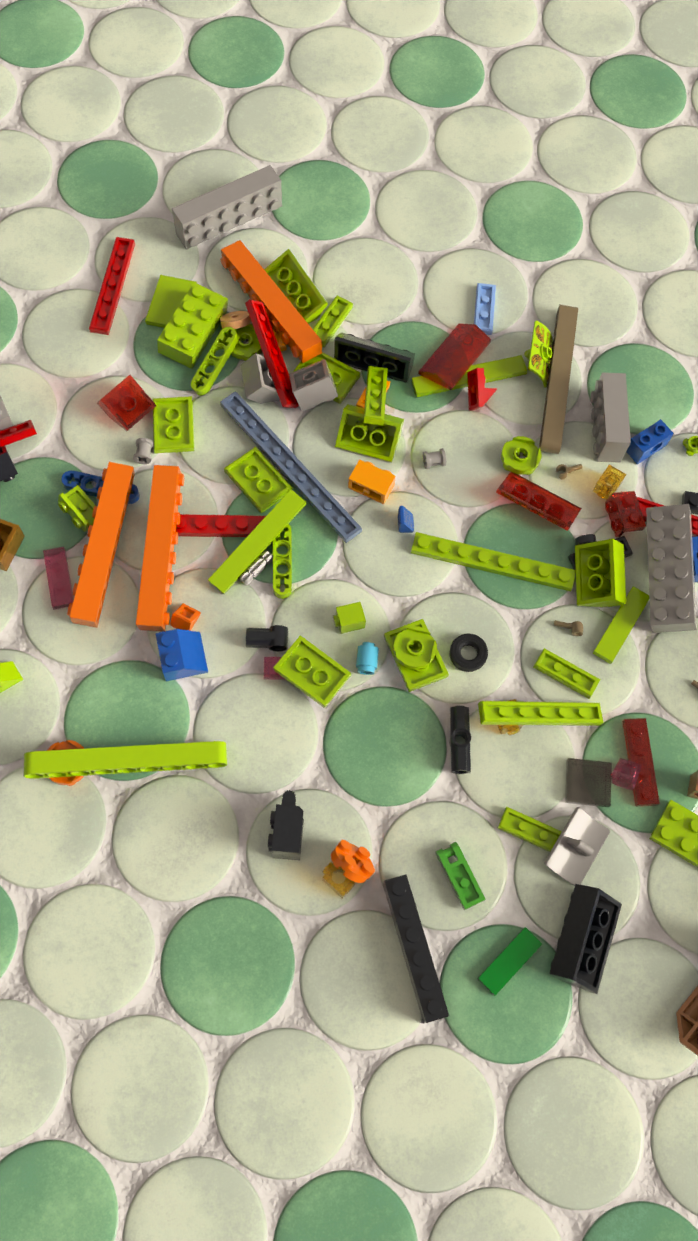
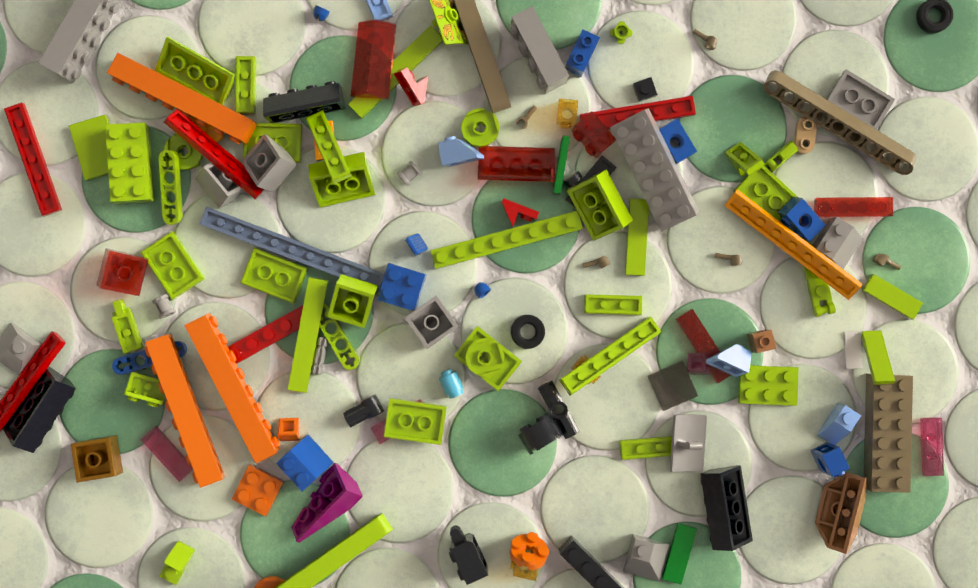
camera: 25 degrees left, 20 degrees up
(97, 451) = (126, 327): none -> lime hinge
(119, 656) = (257, 490): none -> orange plate
(189, 702) = (332, 499): none -> magenta wedge
(235, 319) = (162, 137): light nougat piece -> none
(318, 531) = (352, 301): none -> lime brick
(349, 617) = (418, 358): lime brick -> none
(371, 481) = (369, 225): light orange brick -> none
(371, 547) = (401, 287): none -> blue brick
(382, 590) = (431, 322): none -> light grey slope
(429, 749) = (540, 433): none -> black brick
(430, 299) = (320, 11): none -> blue hinge
(445, 592) = (481, 290): none -> blue hinge
(460, 876) = (613, 513): bright green plate -> none
(472, 945) = (646, 557): none -> light grey slope
(489, 463) = (457, 152): none -> light blue slope
(517, 538) = (513, 209): none -> red slope
(580, 523) = (561, 165): none -> green tile
(663, 783) = (732, 360): none -> slope

